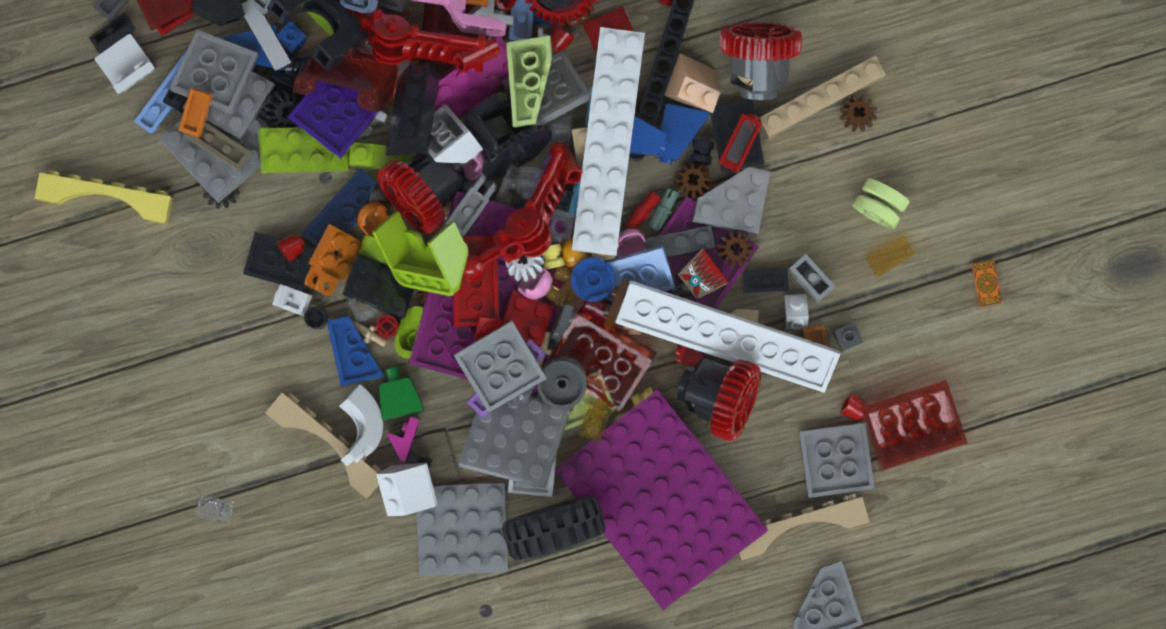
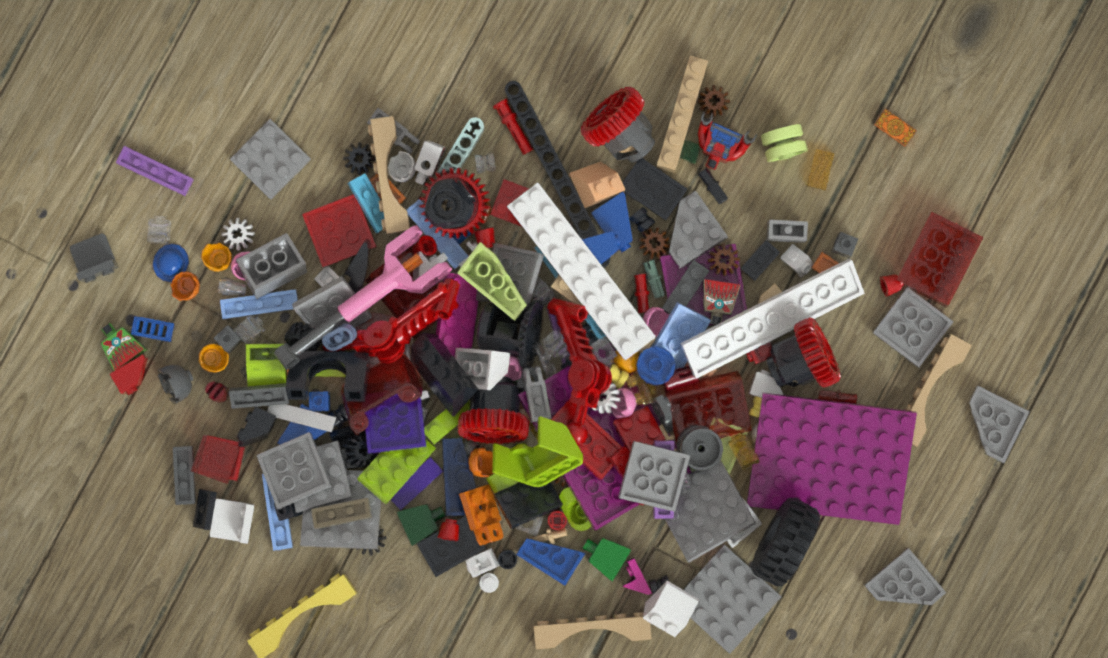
camera: 45 degrees left, 0 degrees up
(195, 112) = (308, 507): orange tile -> none
(275, 216) = (420, 521): none -> dark green torso
(282, 322) = (489, 582): none -> white plate
(304, 183) = (417, 482): none -> dark purple tile
(368, 421) = (604, 590): white arch -> none
(612, 310) = (687, 372): reddish brown plate -> none
(667, 384) = (764, 383): none -> white slope
(718, 455) = (838, 396): none -> clear red axle
(740, 142) = (661, 190): window -> none
(788, 182) = (713, 186): none -> black axle
(797, 135) = (690, 151): none -> clear green tile
(830, 152) = (720, 142): none -> torso

